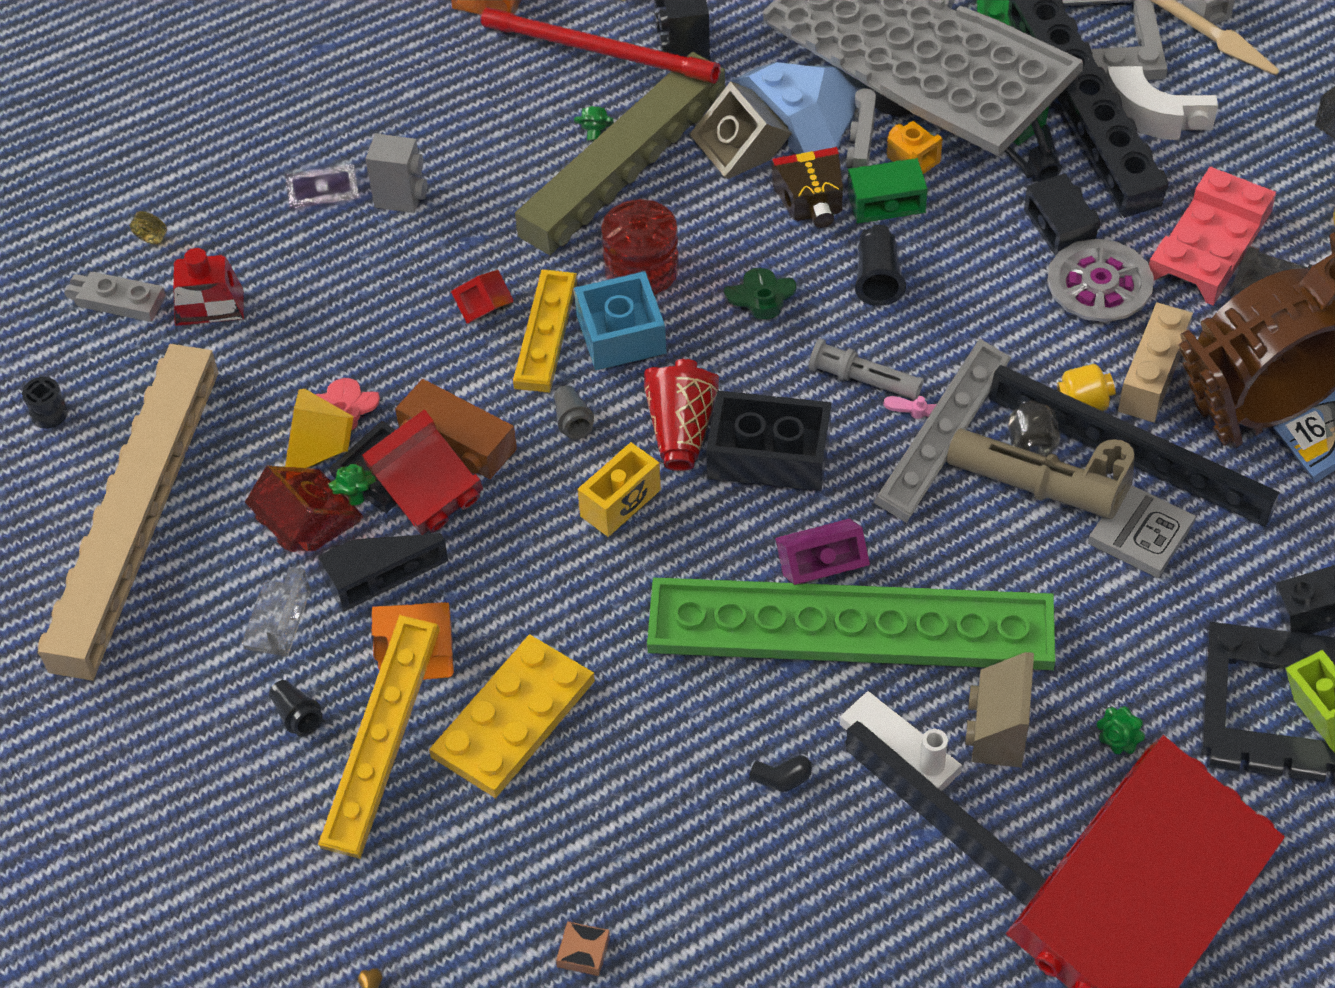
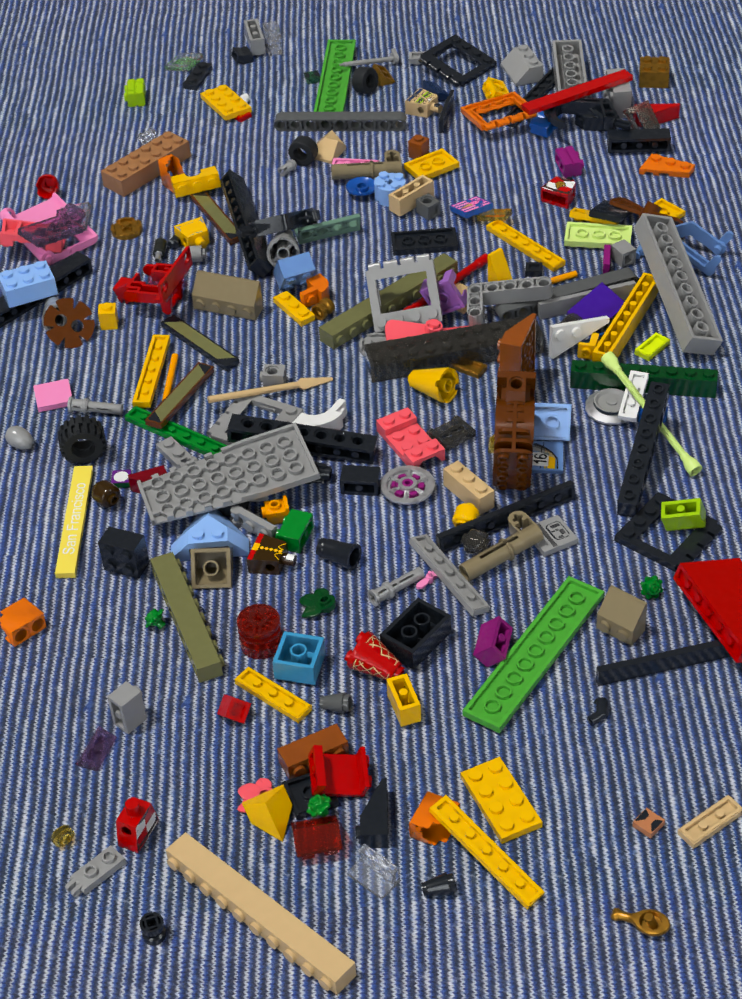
camera: 60 degrees left, 10 degrees down
(689, 66) = (164, 561): red piece -> none
(923, 751) = (587, 667): white piece -> none

